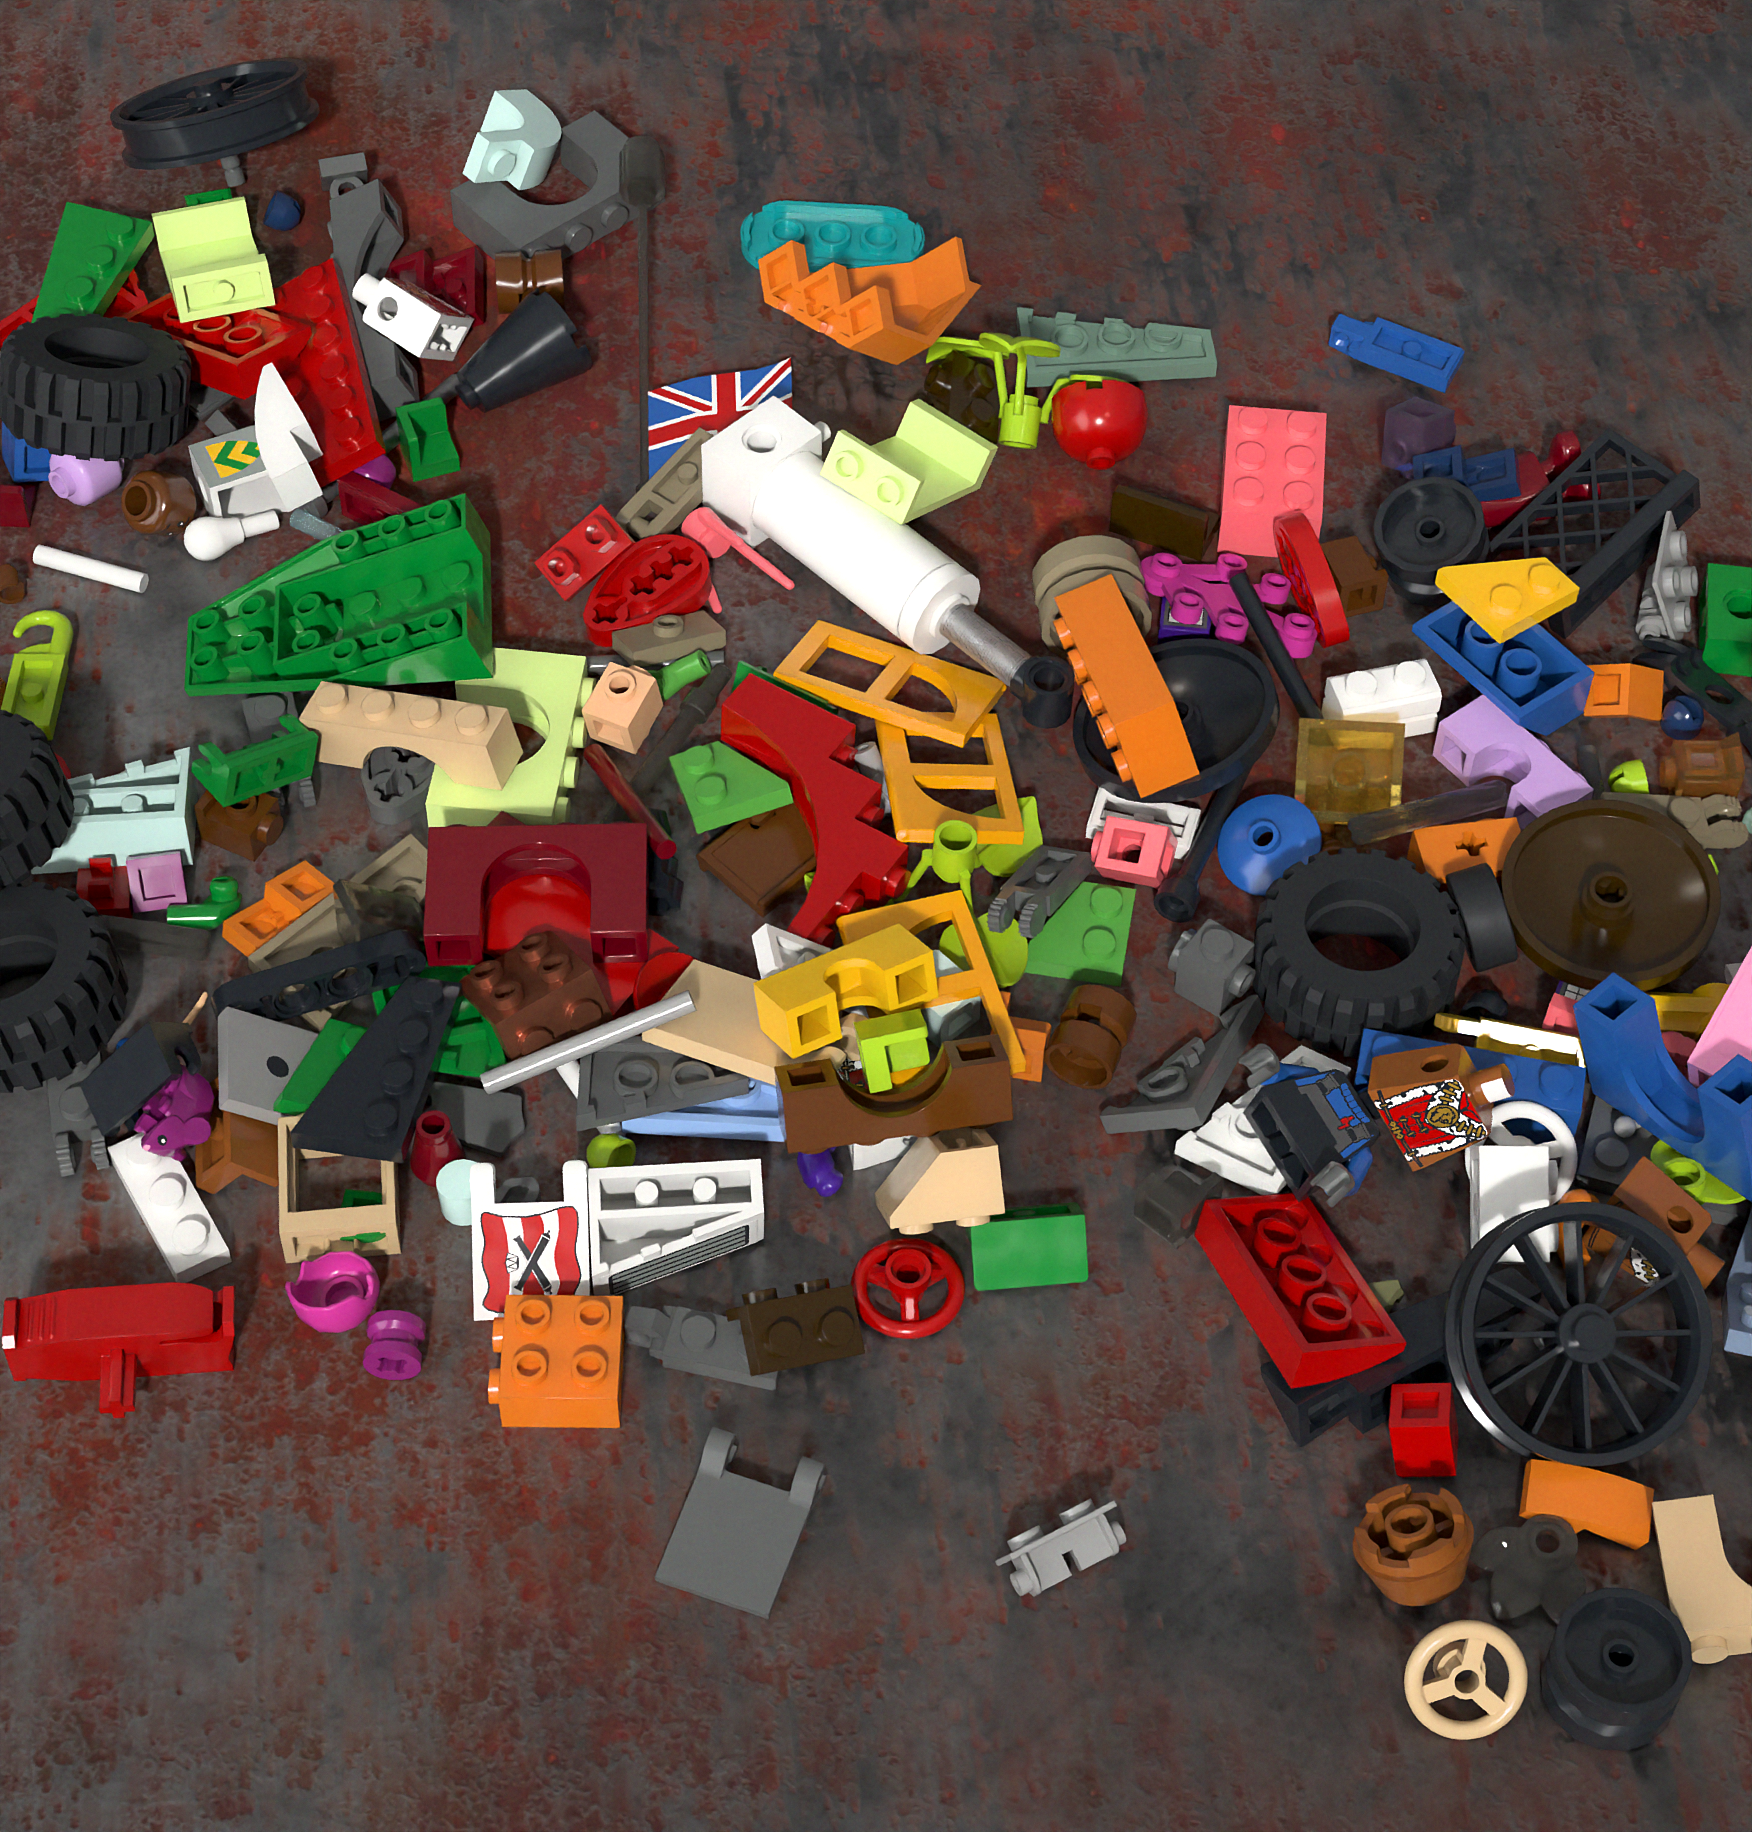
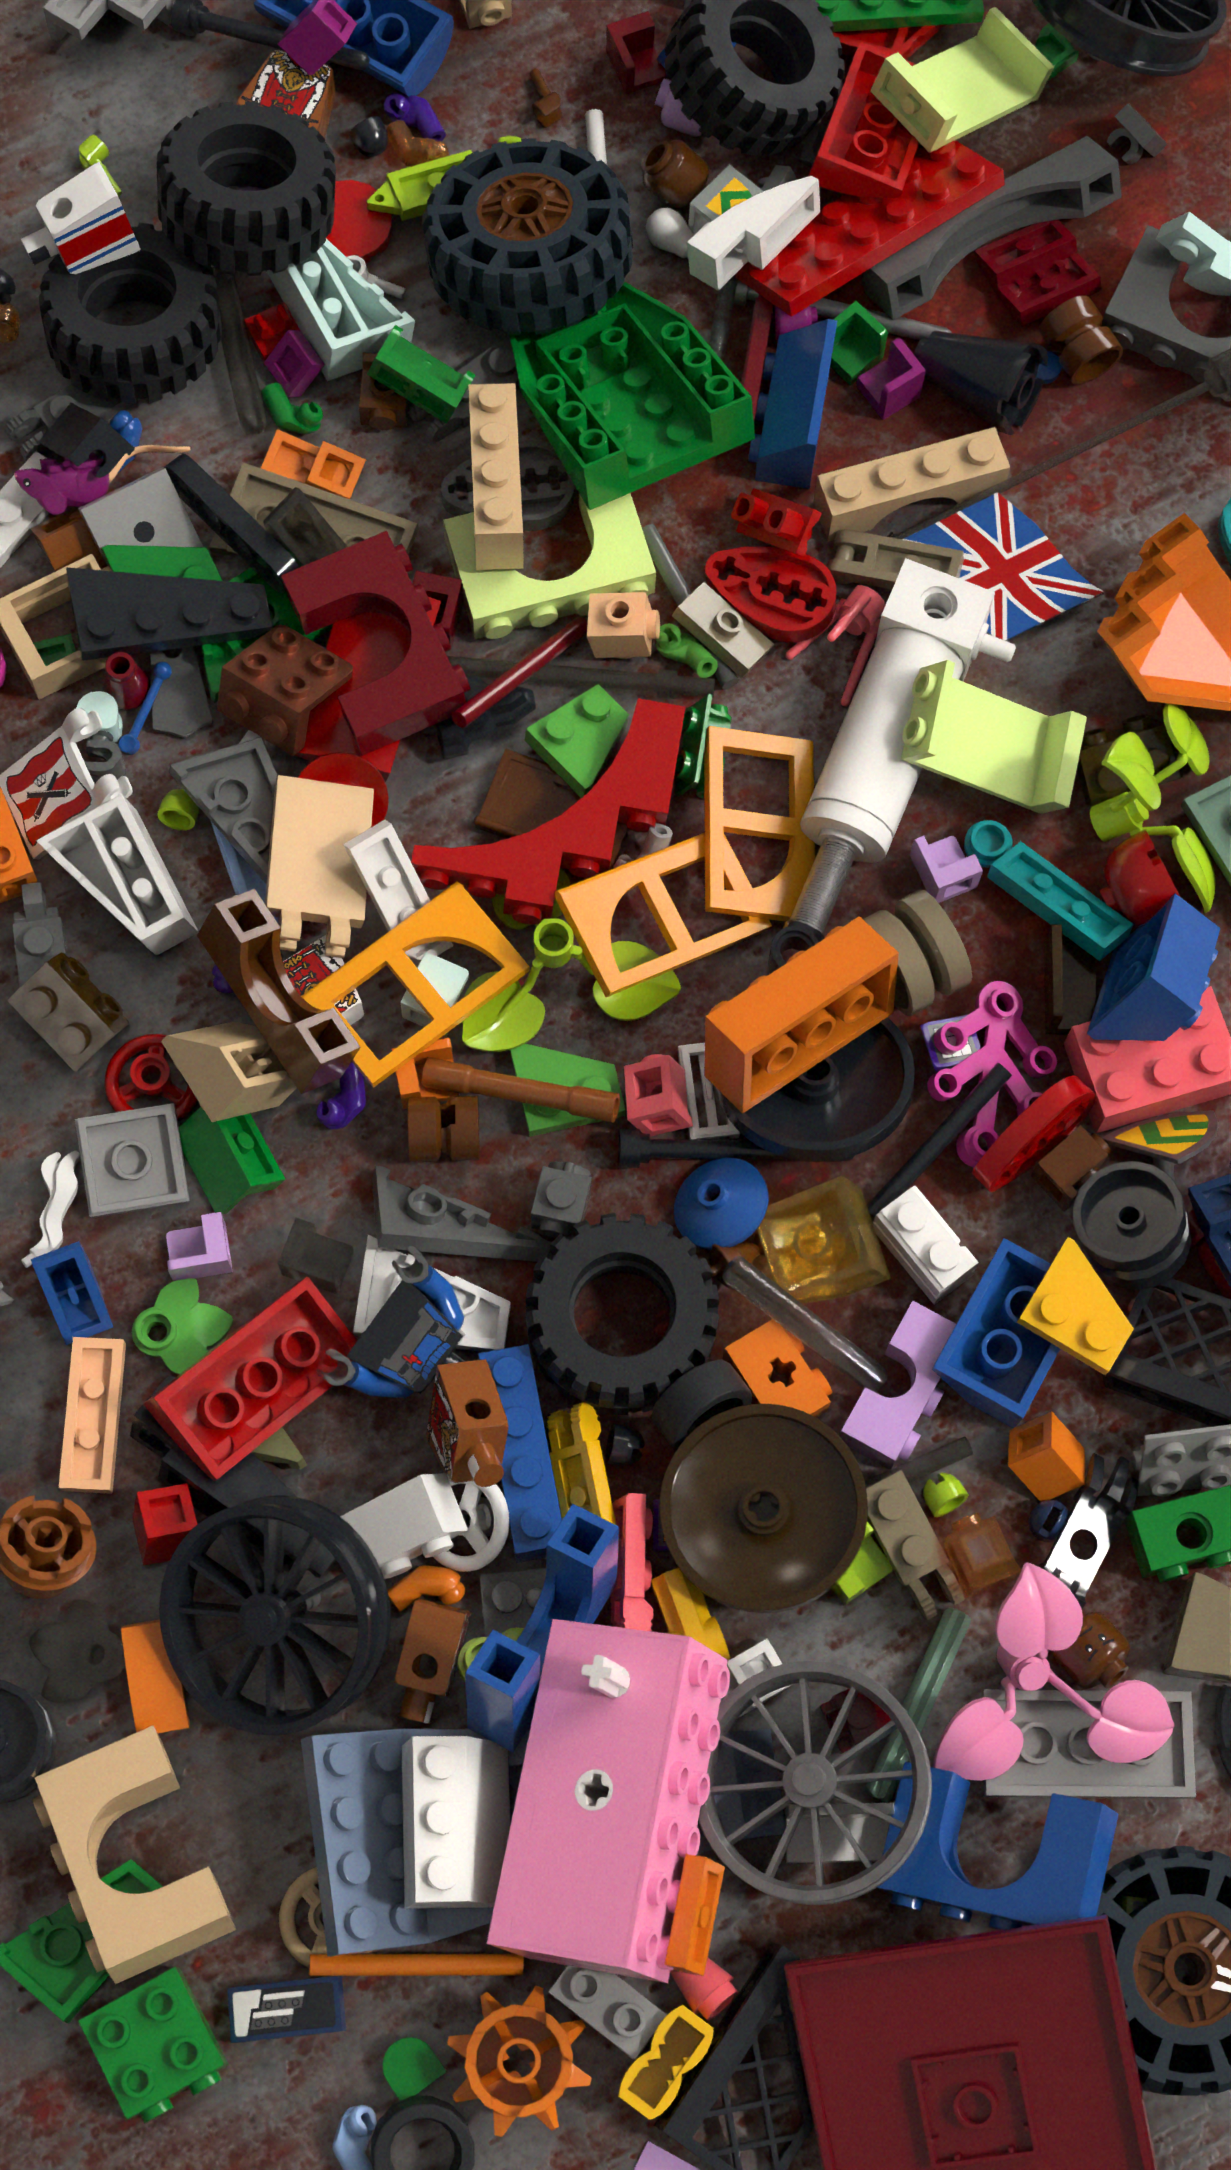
camera: 65 degrees right, 20 degrees up
(161, 621) = (528, 236): none -> black wheel
(282, 212) = (1071, 107): dark blue hinge -> none
(412, 317) = (971, 267): white torso -> none
(471, 1144) = (129, 743): none -> blue hinge
(482, 425) = (893, 381): none -> magenta panel
(503, 487) = (793, 405): none -> blue slope
(588, 1042) = (245, 744): light grey bar -> none
(597, 452) = (869, 491): none -> tan arch
(880, 970) = (331, 885): yellow arch -> none
(891, 1045) = (322, 963): lime panel -> none
(993, 1332) = (132, 1160): none -> light grey tile
(994, 527) = (987, 841): none -> teal plate
(997, 1412) = (63, 1187): none -> white hair
(1006, 571) = (945, 868): none -> lavender panel
(1024, 1131) = (347, 1103): none -> dark purple arm
(1038, 889) = (574, 1029): dark grey hinge -> none
(1083, 490) = (1060, 900): none -> teal plate
(1117, 908) = (575, 1100): none -> dark orange piece
(1122, 1300) = (199, 1249): none -> lavender panel
(1123, 1434) = (72, 1292): none -> blue slope
(1204, 1348) = (189, 1326): none -> bright green plate
(1207, 432) = (1157, 976): none -> blue slope
(1270, 1464) = (92, 1415): none -> light nougat plate
(1354, 493) = (1168, 1137): none -> shield

